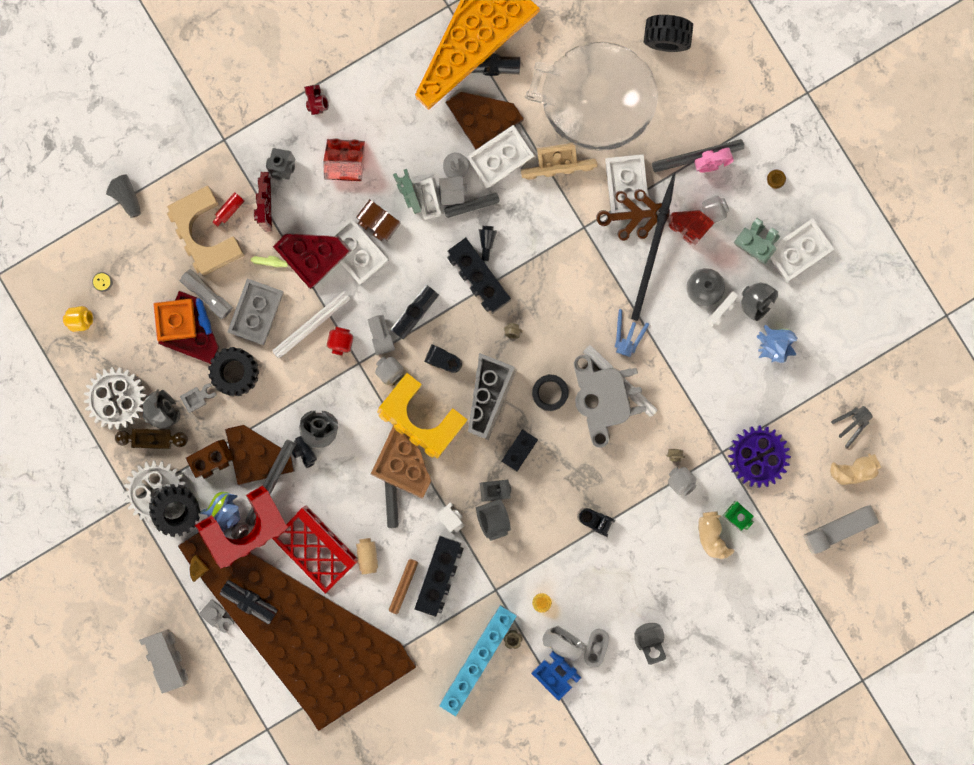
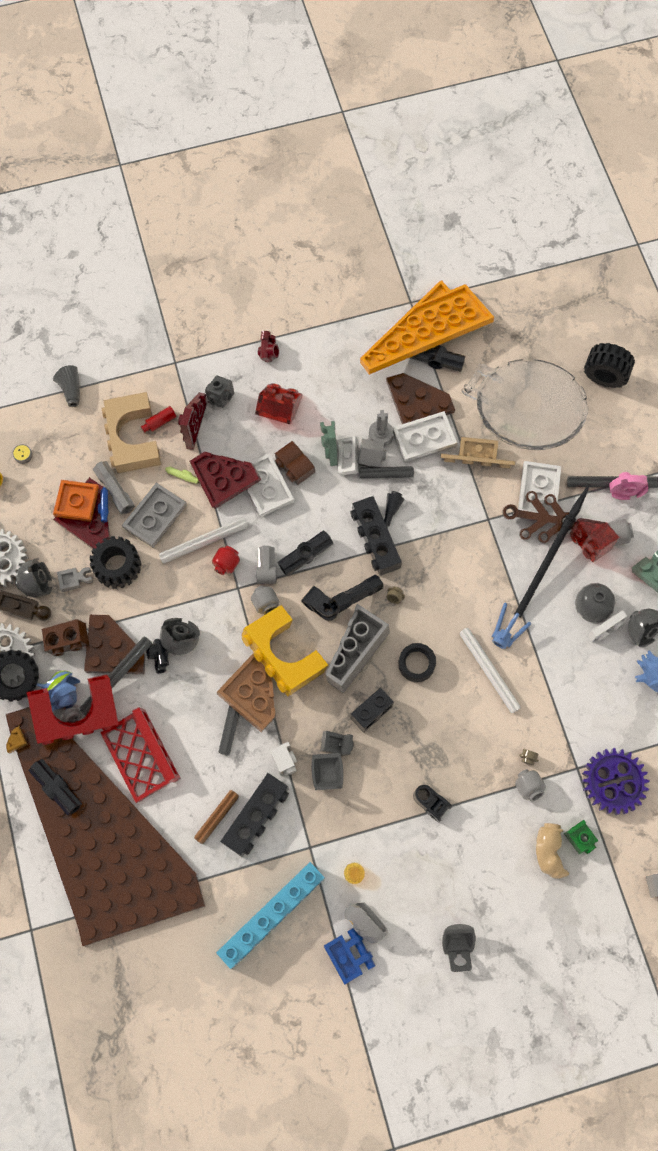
camera: 15 degrees right, 15 degrees down
(214, 613) = (17, 794): light grey plate -> none
(367, 556) = (189, 775): tan head -> none
(467, 352) = (364, 589): none -> black axle
(513, 634) = (308, 904): dark tan plate -> none
(598, 648) = (400, 938): light grey plate -> none
(612, 396) = (479, 680): light grey piece -> none

